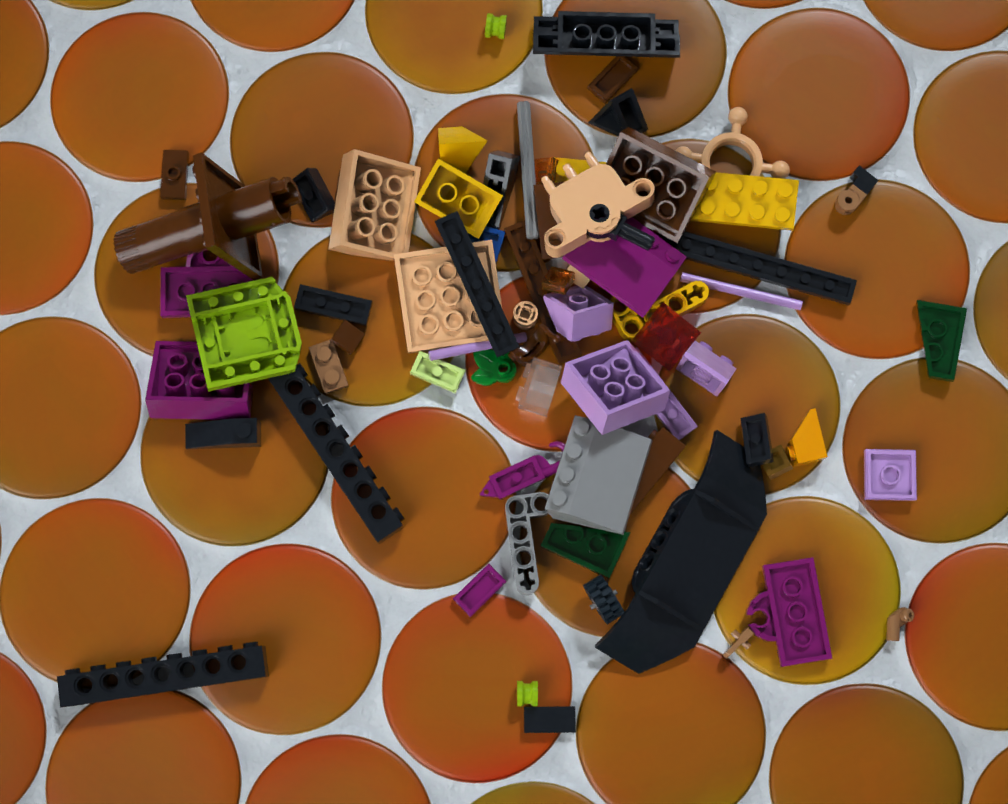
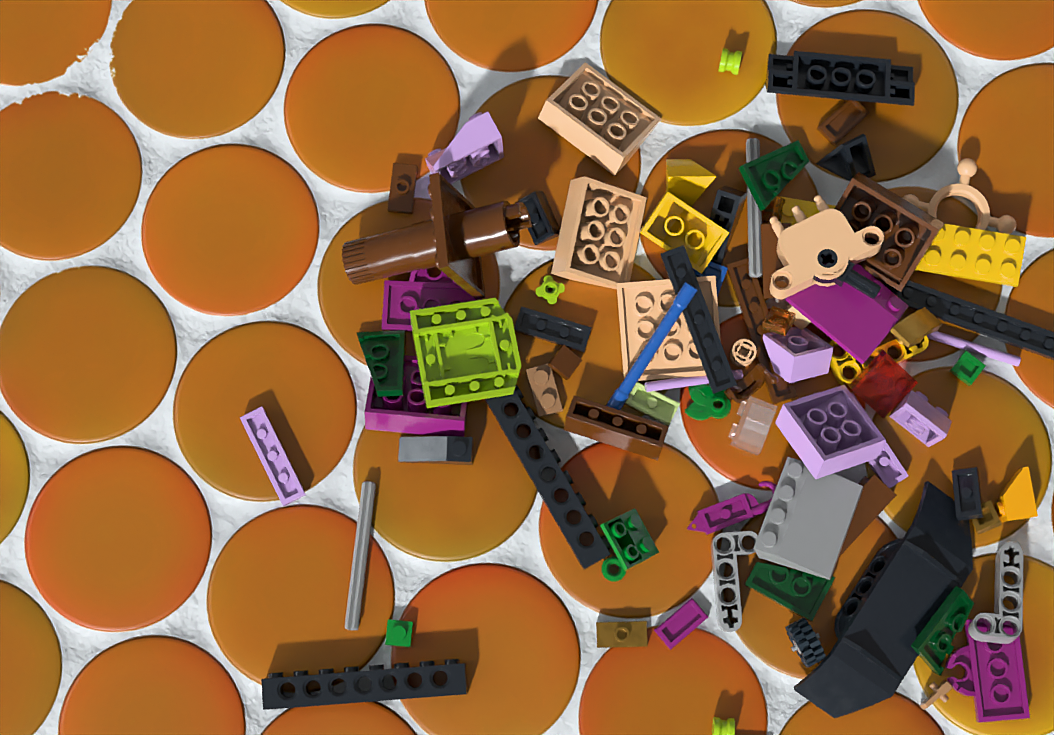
camera: 10 degrees right, 0 degrees up
(57, 452) = (273, 456): none -> lavender plate
(152, 545) = (360, 555): none -> light grey axle
(165, 346) = (385, 359): none -> dark green wing
(196, 620) = (399, 633): none -> green plate
(236, 131) = (471, 149): none -> lavender slope
(330, 272) = (551, 297): none -> lime plate
(367, 91) = (598, 118): none -> light nougat slope
(401, 398) = (615, 427): none -> reddish brown brick
(403, 534) = (607, 574): none -> green plate
(420, 509) = (629, 539): none -> green slope
(420, 605) = (621, 634): none -> pearl gold plate
(456, 270) = (679, 304): none -> blue piece
(544, 133) = (772, 172): none -> dark green wing
(694, 277) = (915, 327): none -> pearl gold slope
(735, 583) = (939, 633): none -> dark green wing
(750, 315) = (967, 368): none -> green plate
(798, 535) = (1003, 591): none -> light grey beam

